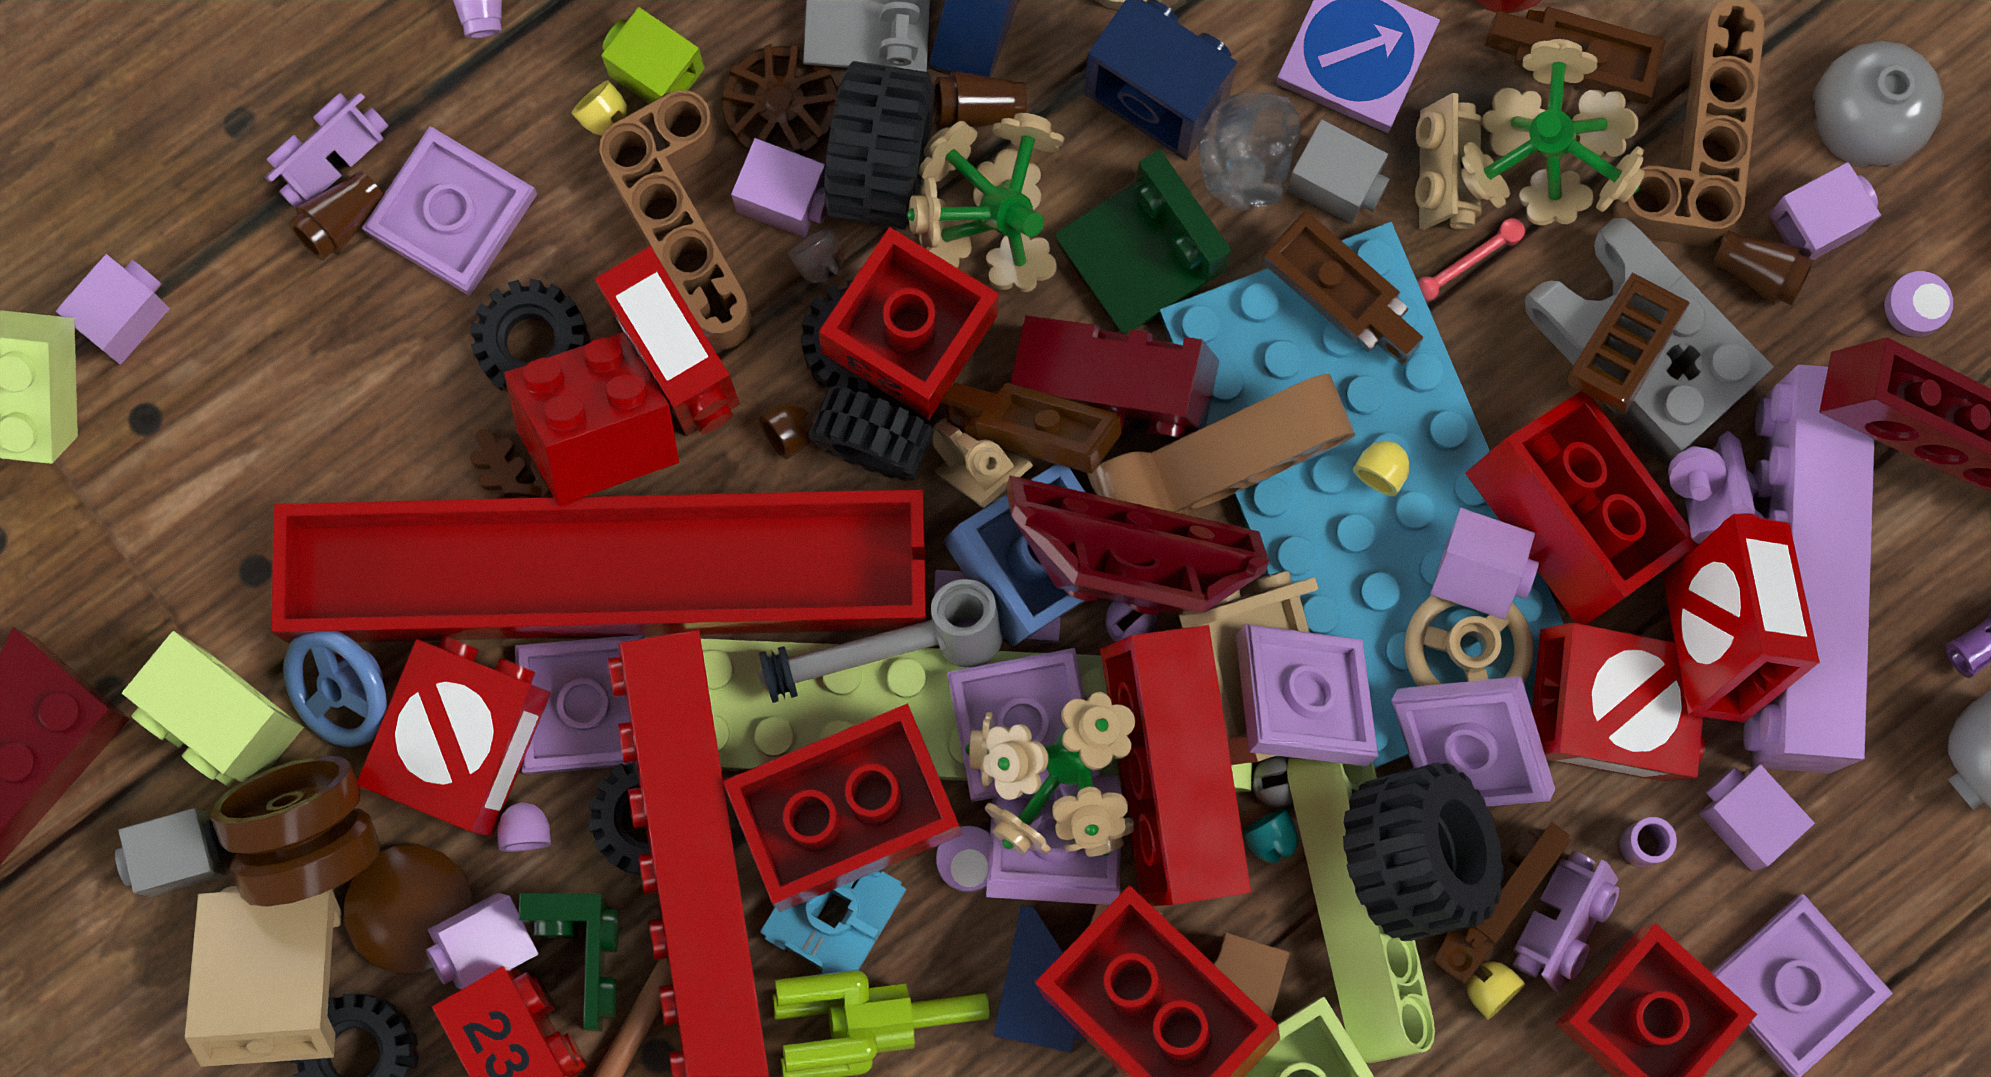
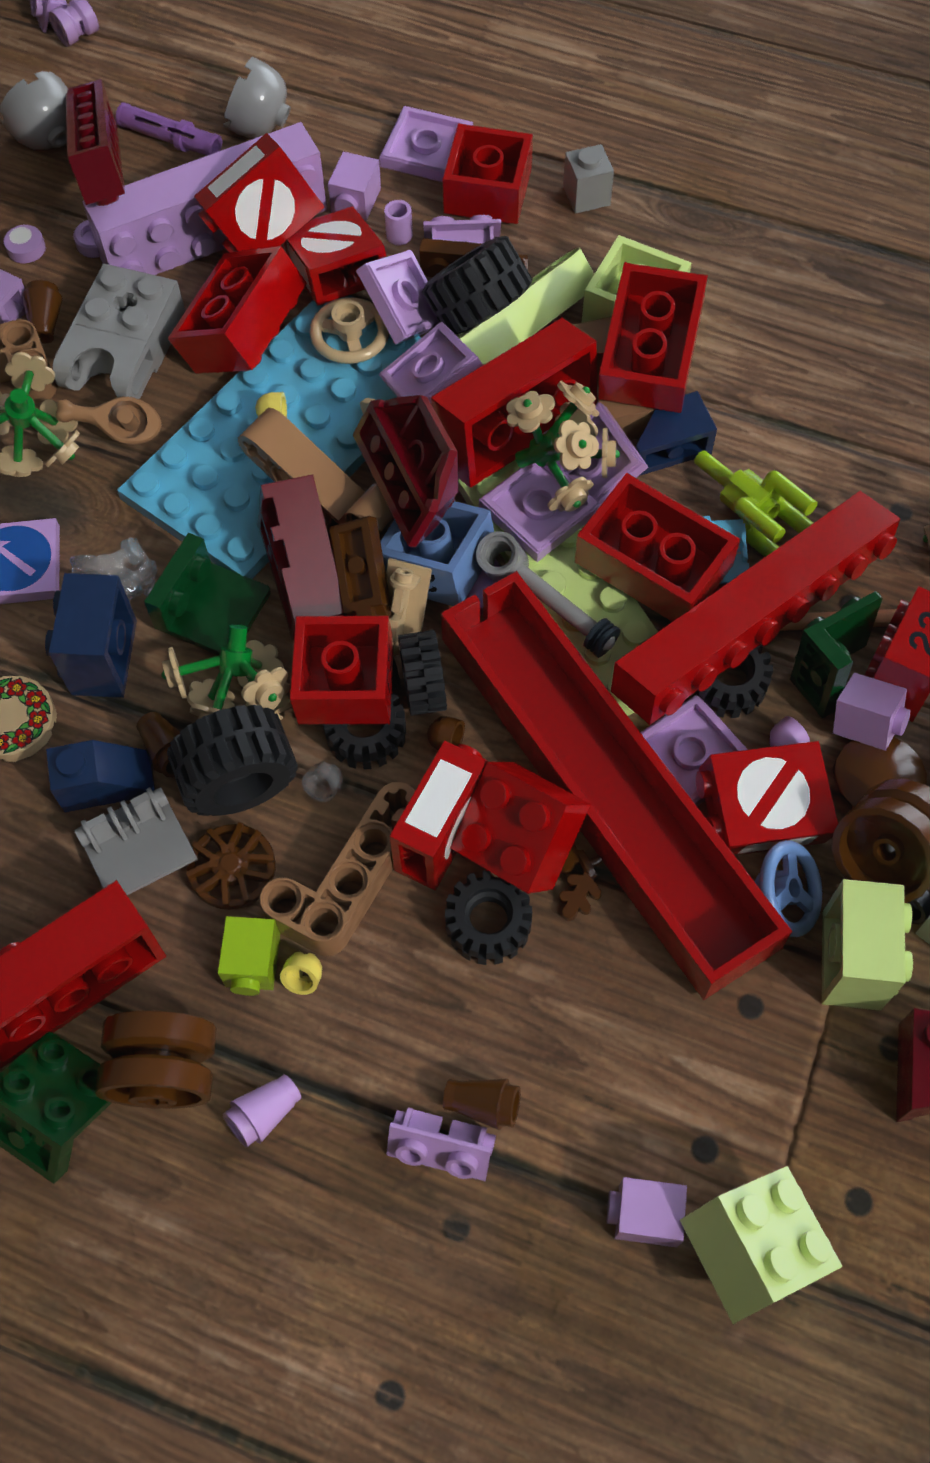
camera: 120 degrees left, 15 degrees down
(449, 211) = (431, 1031): lavender tile -> none
(780, 189) = (292, 822): lavender brick -> none
(1339, 173) = (100, 523): light grey brick -> none
(1342, 287) = (175, 479): reddish brown hinge -> none
(1441, 138) = (64, 482): tan hinge -> none
(1485, 564) = (300, 332): lavender brick -> none
(1496, 991) = (524, 245): light yellow hinge -> none
(1501, 276) = (121, 418): none -> medium nougat piece
(1509, 233) = (89, 439): coral hinge -> none
(1605, 387) = (141, 333): reddish brown slope -> none
(1713, 484) = (191, 260): lavender hips -> none

